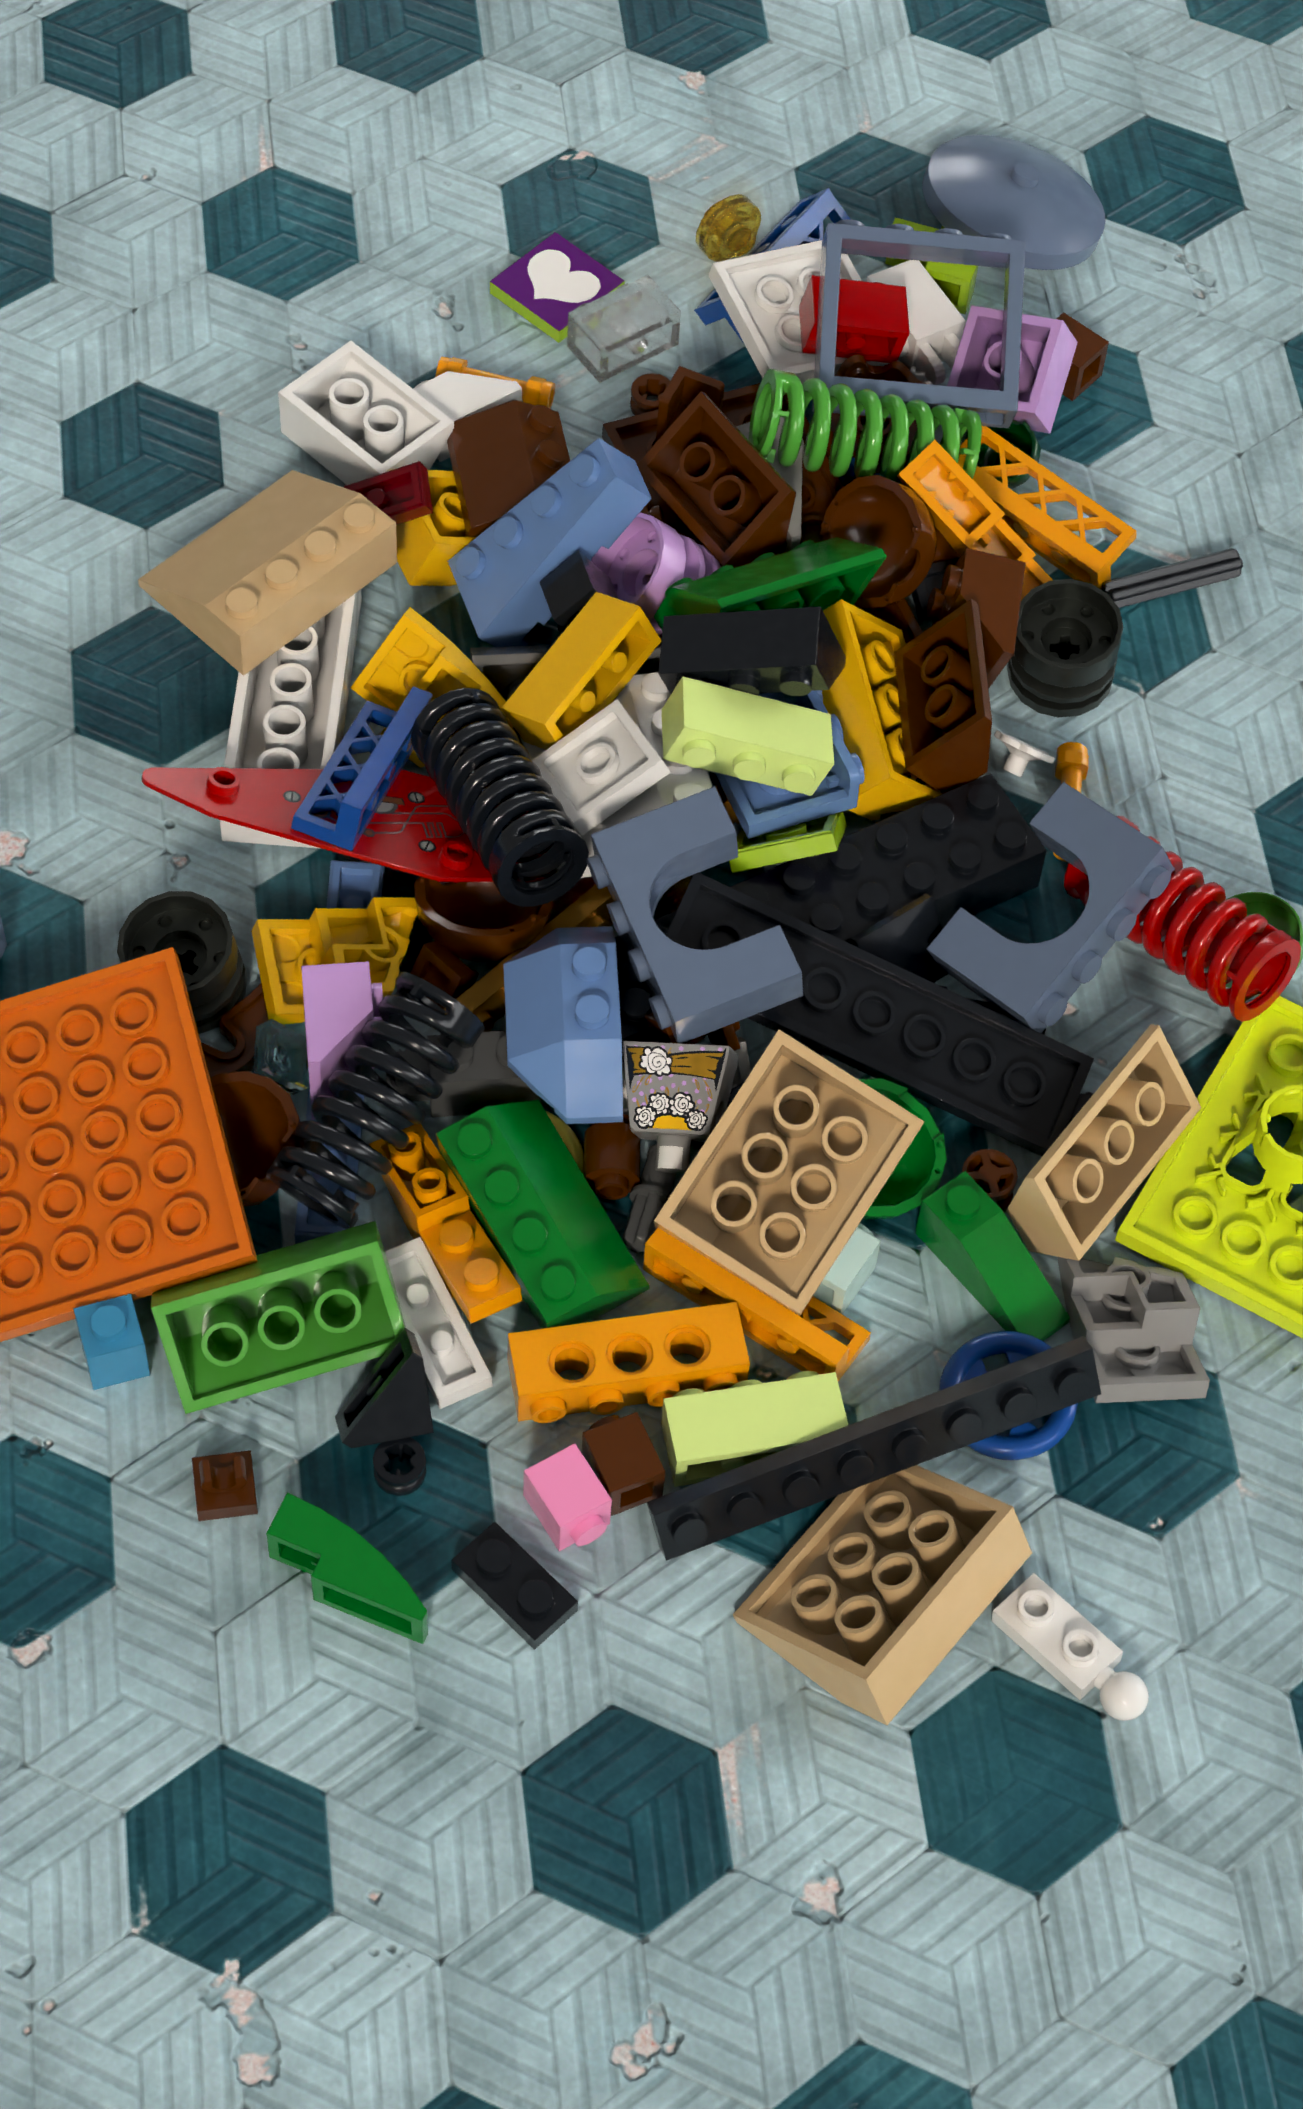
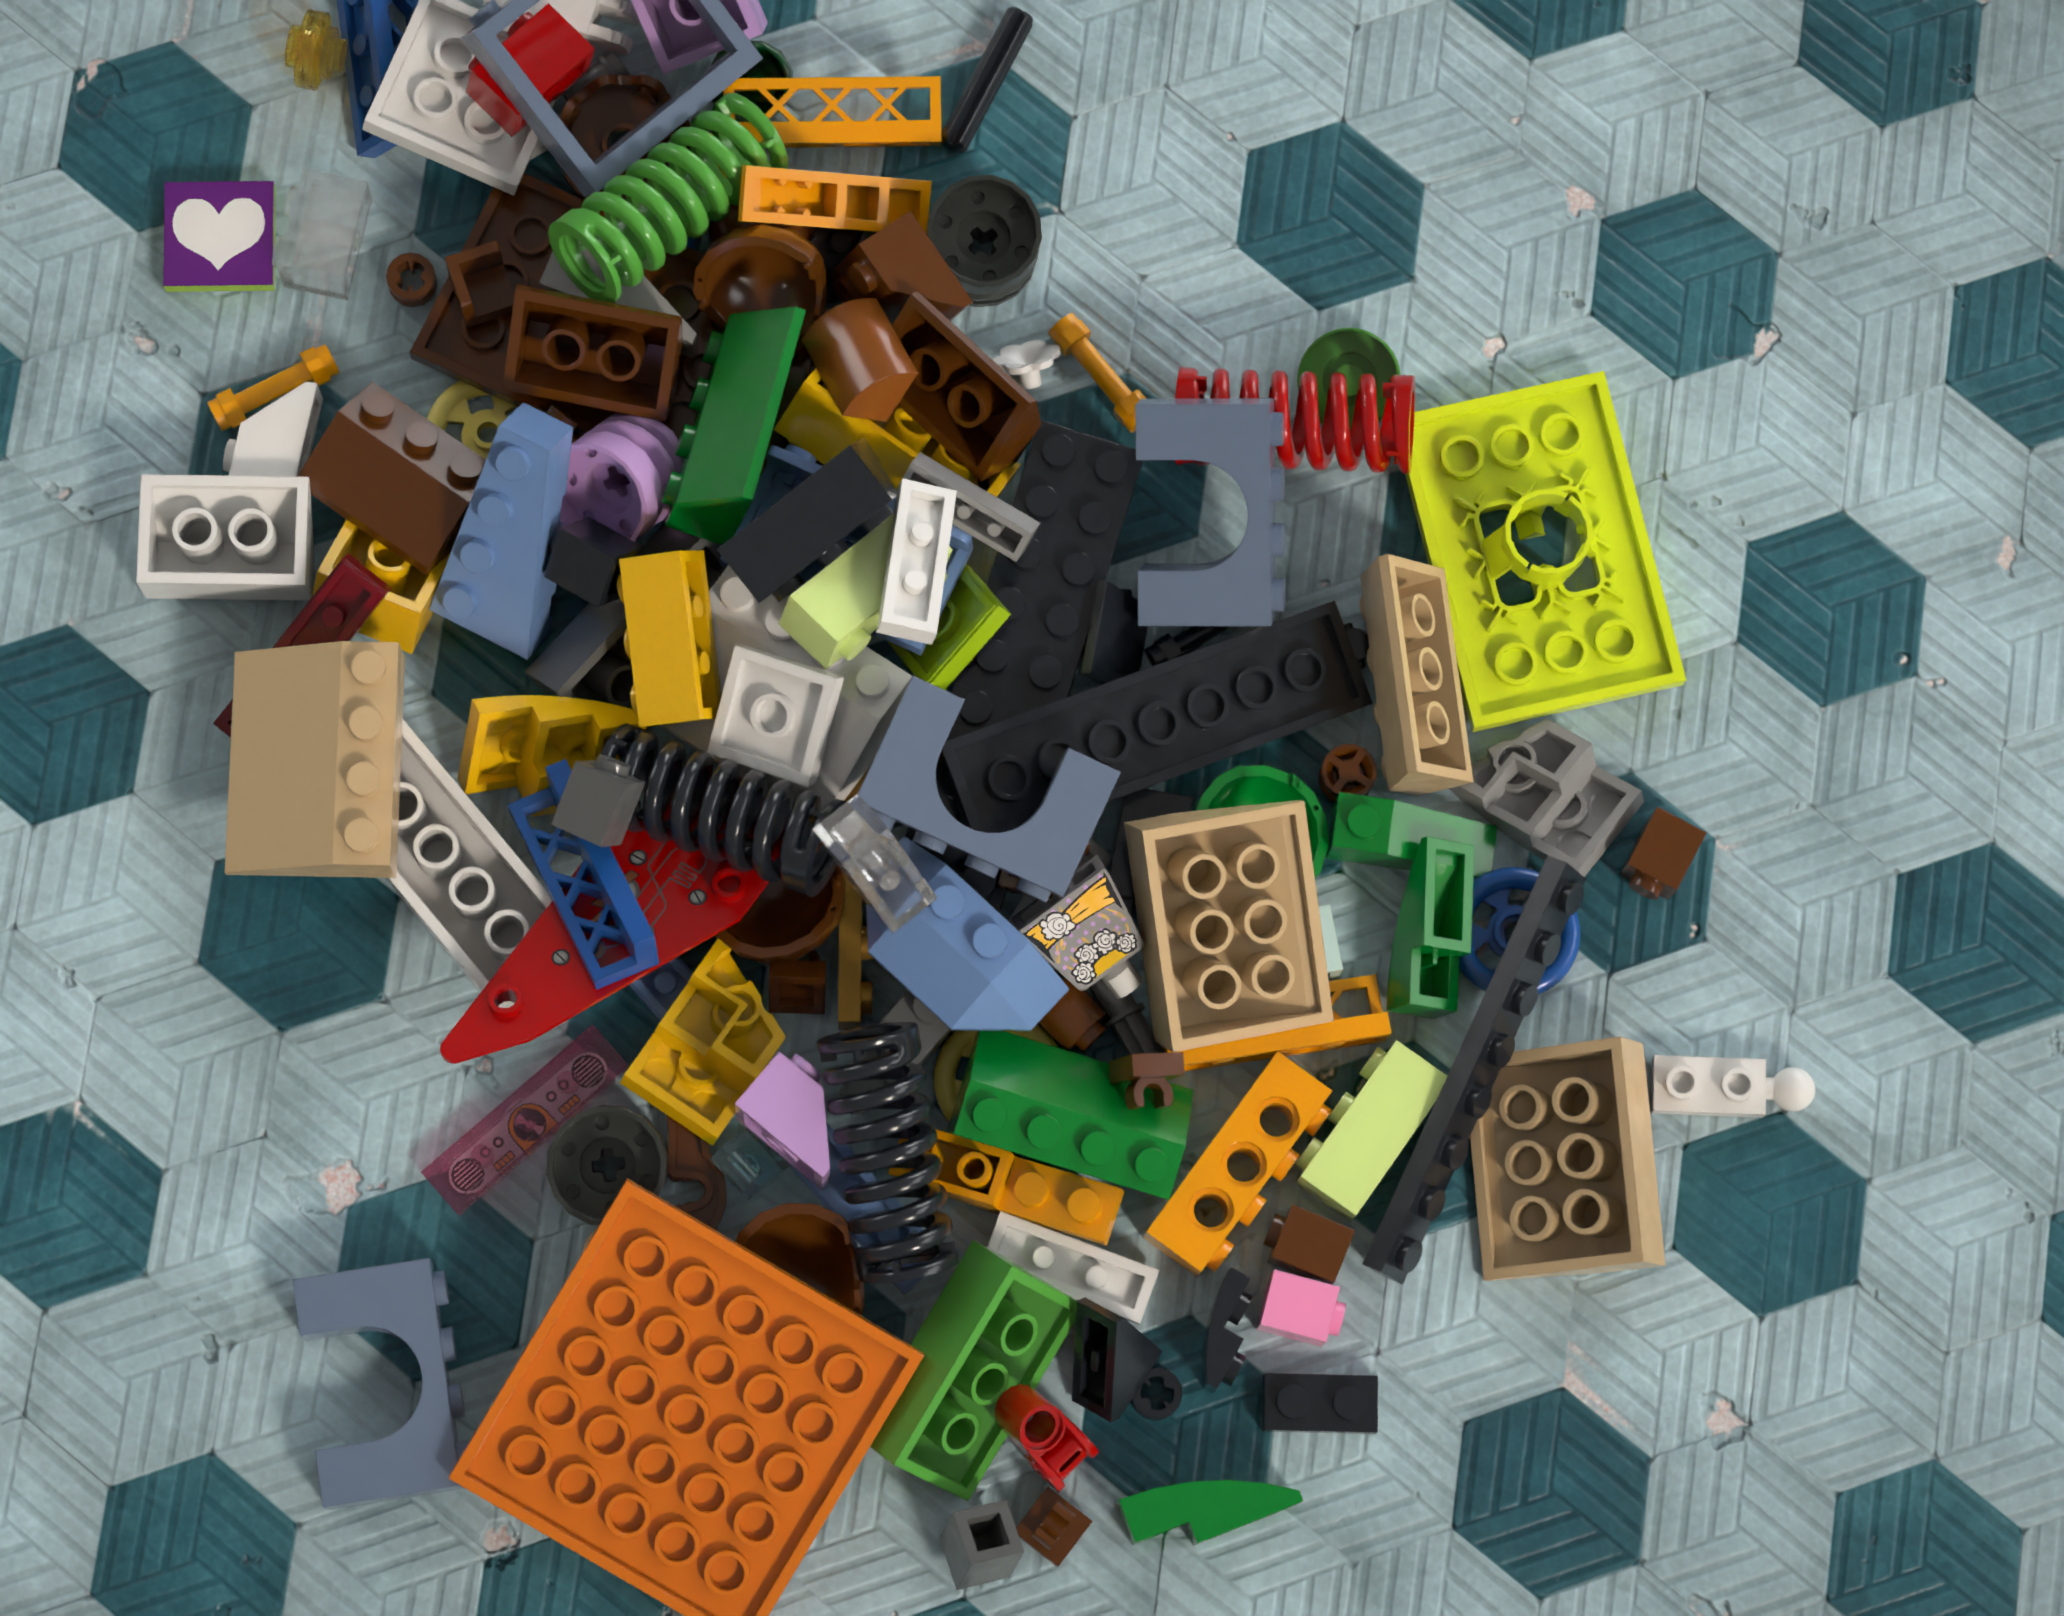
camera: 50 degrees left, 20 degrees up
(104, 905) = (525, 1120): none -> clear pink tile
(112, 1341) = (870, 1504): dark azure brick -> none
(156, 1434) = (981, 1544): none -> dark grey brick
(284, 1419) = (1048, 1440): none -> red piece
(418, 704) = (598, 801): none -> dark grey brick
(477, 1471) = (1220, 1347): none -> black slope
(561, 884) = (874, 863): none -> clear brick
(624, 1223) = (1148, 1071): none -> reddish brown tile
(795, 733) = (916, 561): none -> white plate
(875, 757) = (978, 510): none -> light grey piece
(895, 624) = (860, 359): none -> dark orange brick
(943, 1330) = (1432, 930): none -> green slope
(1182, 1438) = (1661, 855): none -> reddish brown brick

